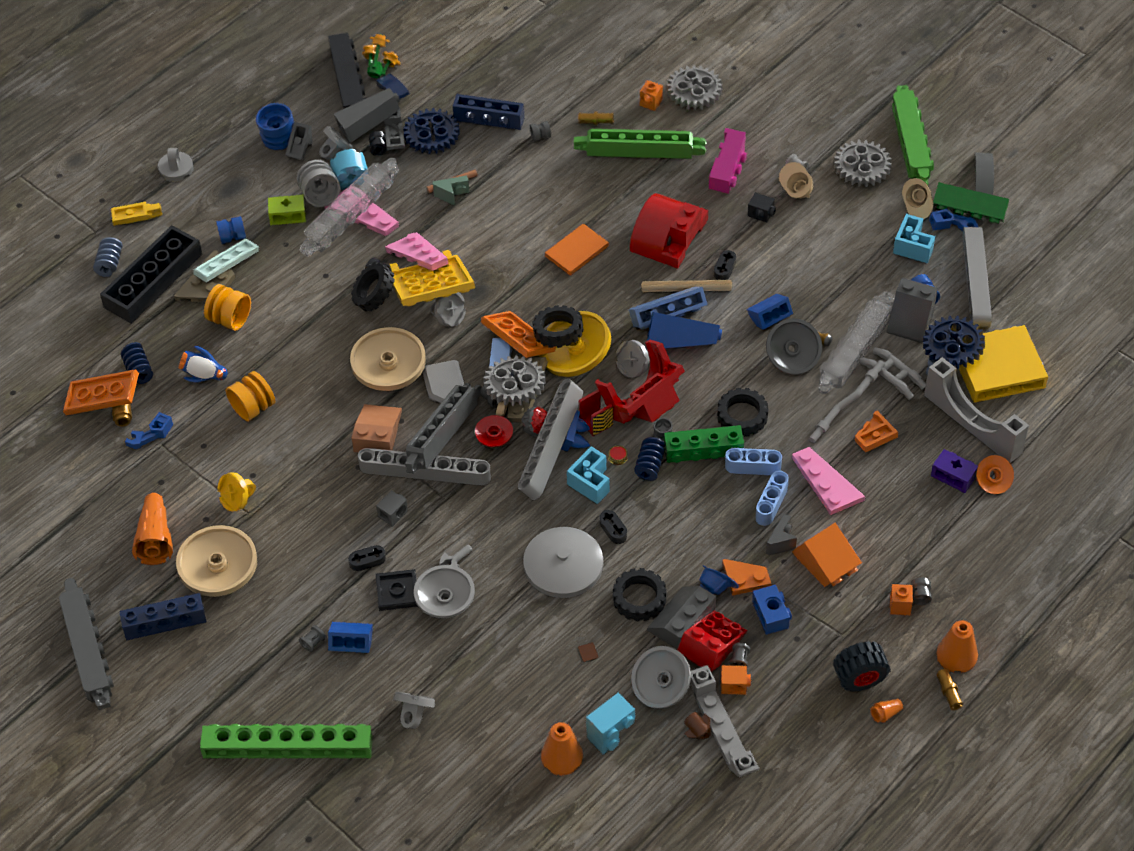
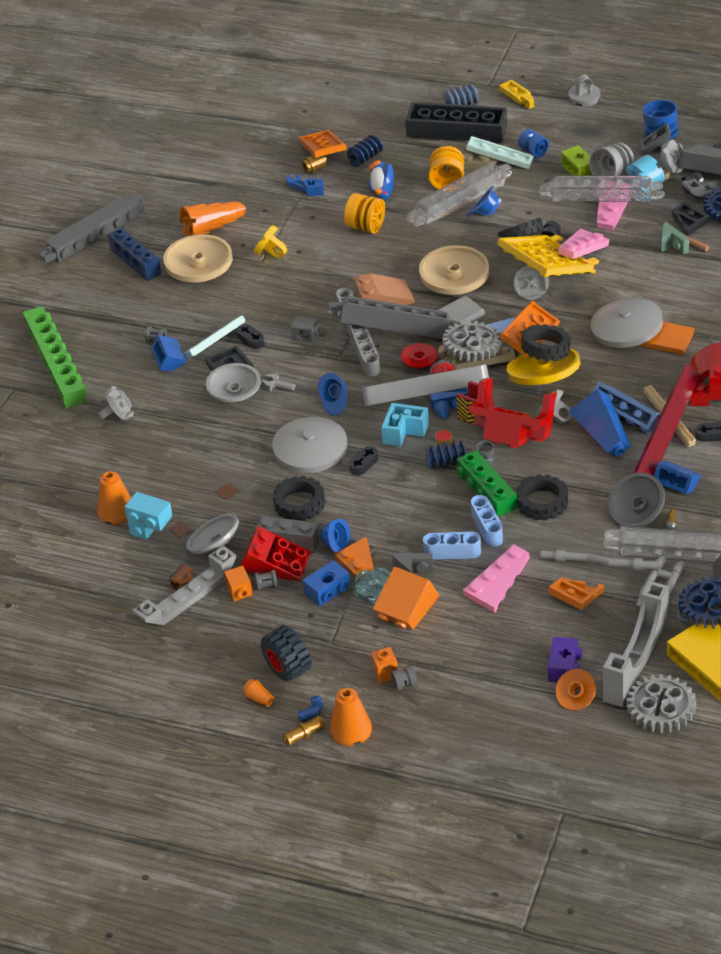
camera: 70 degrees right, 10 degrees down
(272, 314) = (458, 194): none -> clear hinge
(296, 301) = (487, 204): none -> blue piece
(351, 588) = (214, 337): none -> light aqua tile
(427, 166) = (689, 218): none -> black wing
(511, 516) = (333, 393): none -> blue piece
(547, 265) = (626, 322): none -> light grey dish
(711, 289) = (668, 420): none -> dark red tile
(790, 584) = (364, 580): none -> clear light blue plate
(925, 674) = (314, 709): none -> blue arm
(1044, 423) = (675, 708): none -> light grey gear

